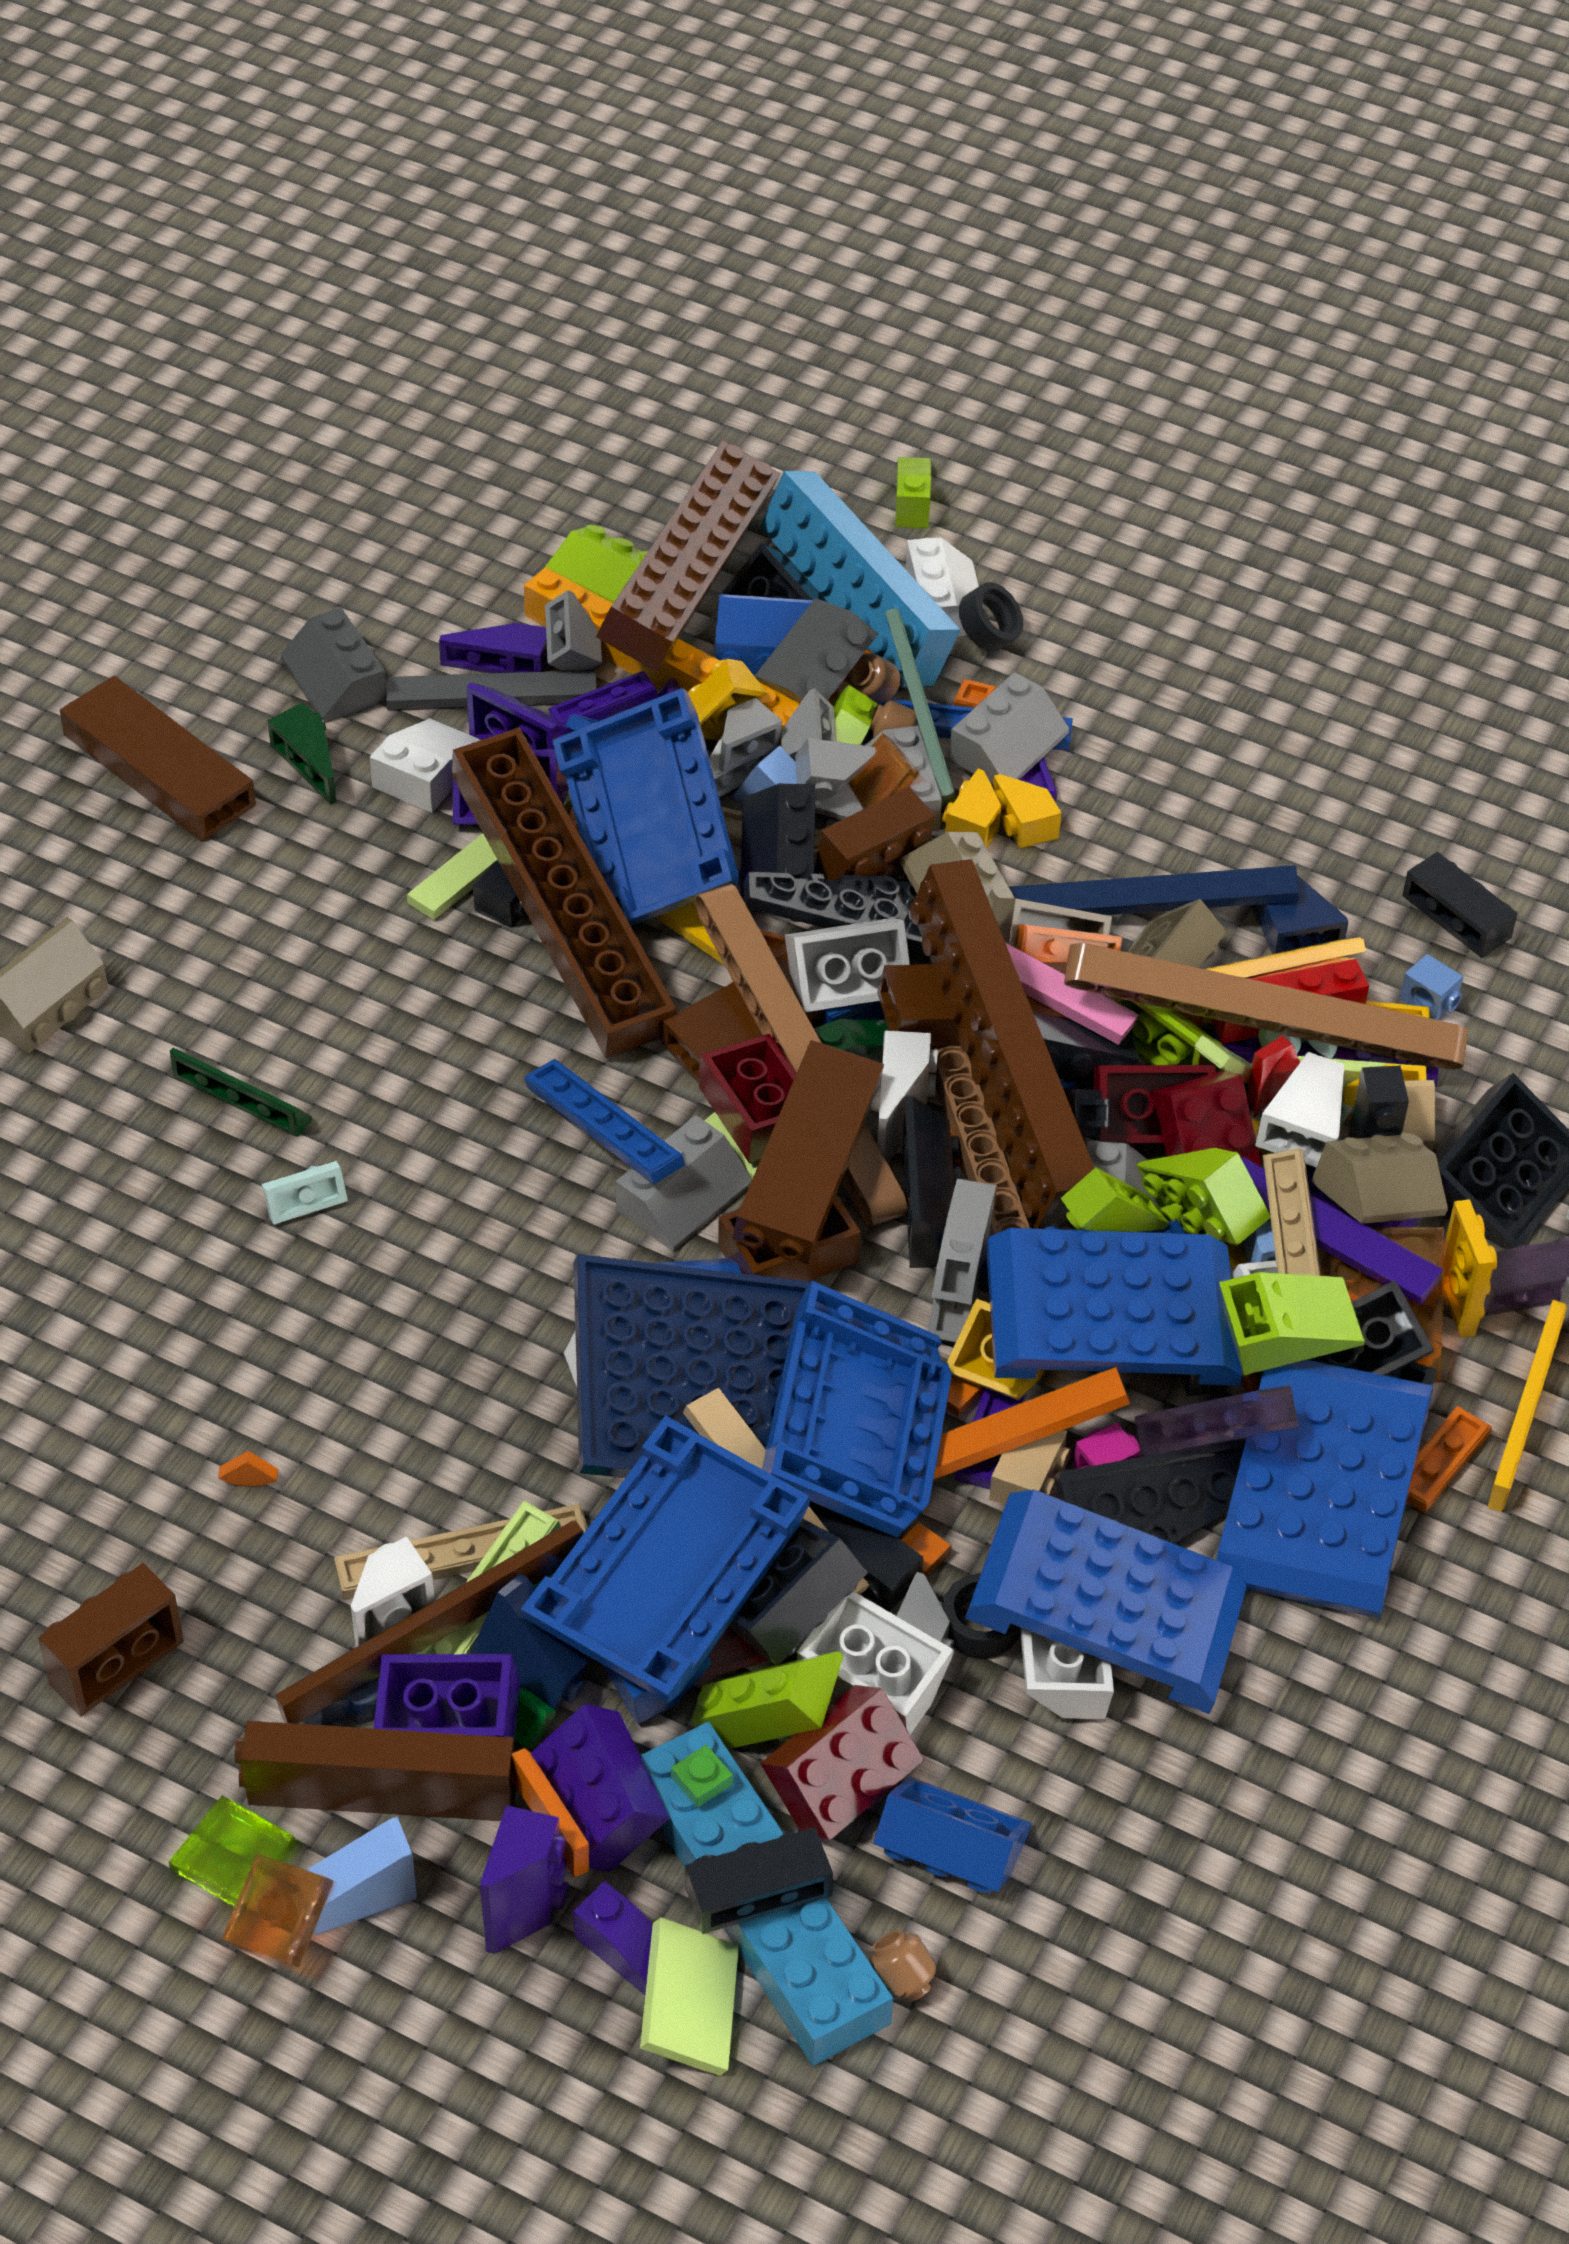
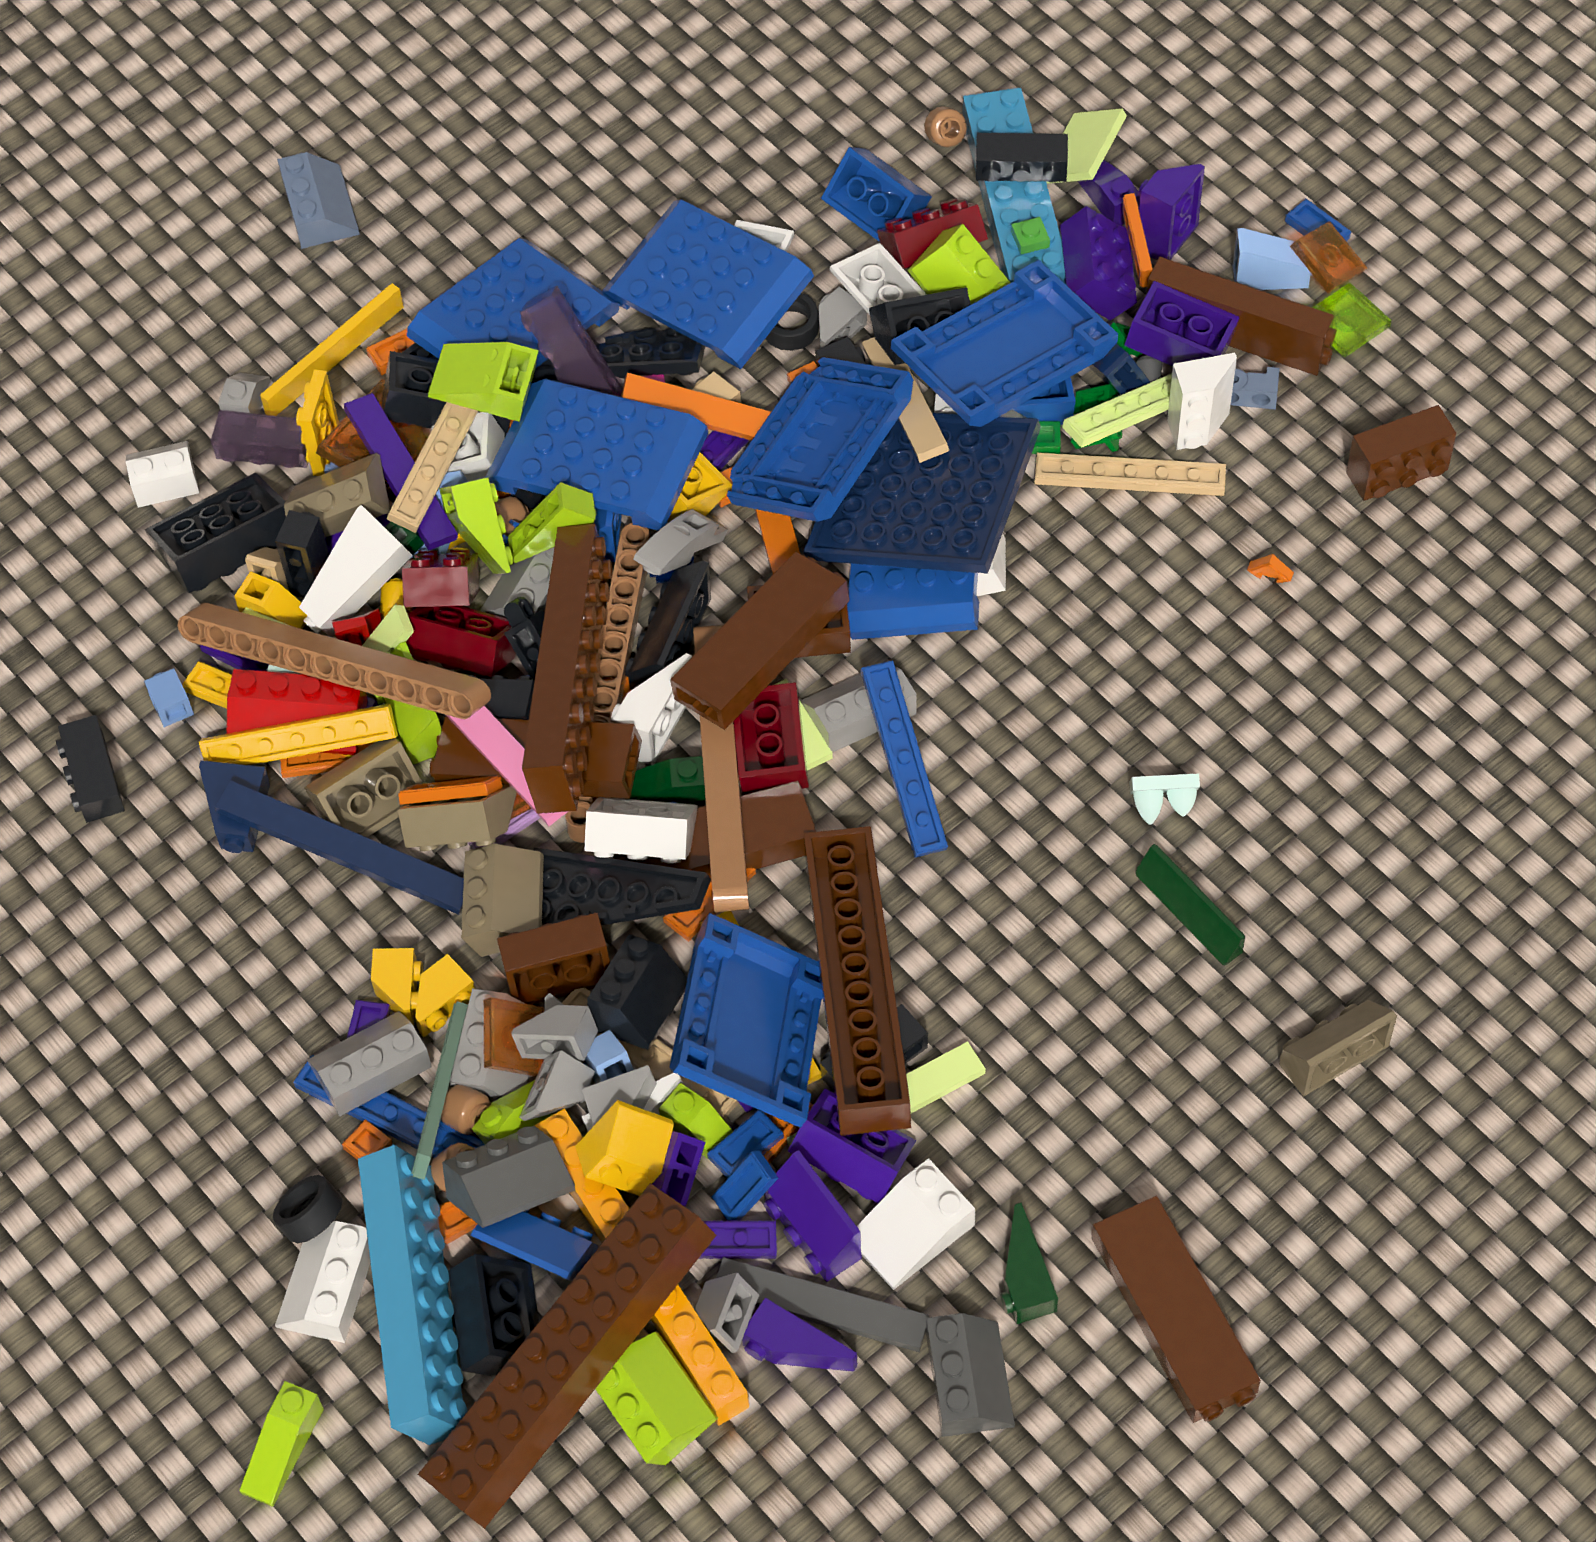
camera: 155 degrees left, 10 degrees up
(310, 1994) = (1309, 217): none -> blue tile
(424, 1626) = (1158, 378): reddish brown tile -> none

